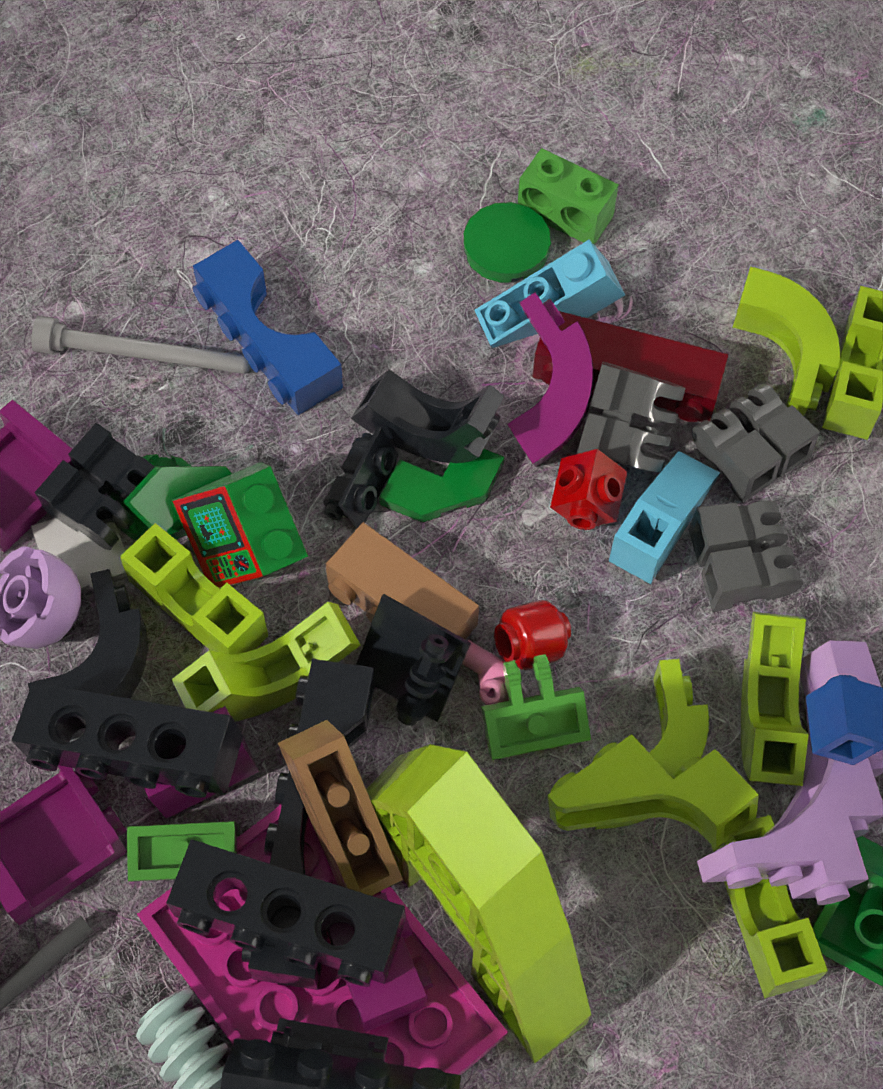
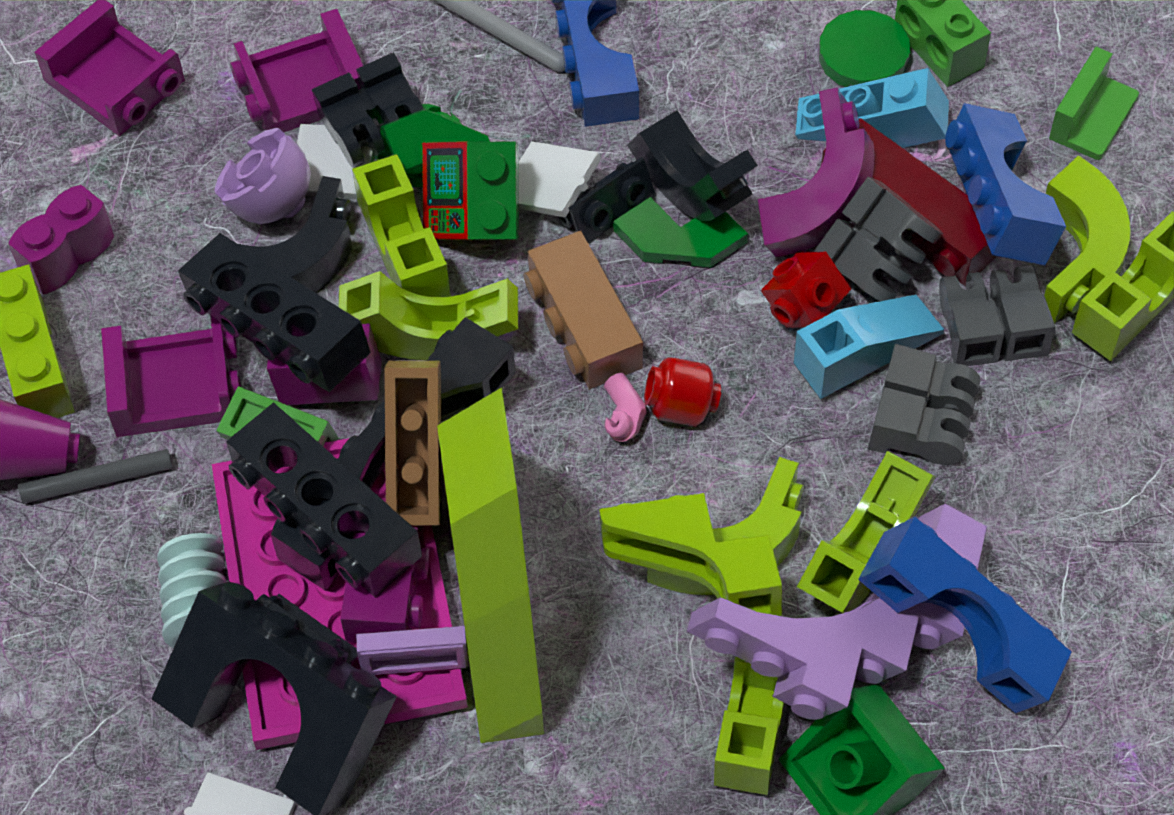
camera: 30 degrees right, 5 degrees down
(307, 477) = (553, 177): none -> white piece
(412, 660) = (557, 363): black hinge -> none
(441, 1014) = (413, 650): none -> lavender tile
(536, 720) = (641, 463): bright green hinge -> none
(727, 218) = (1092, 108): none -> bright green panel
(738, 346) = (1011, 214): none -> blue arch

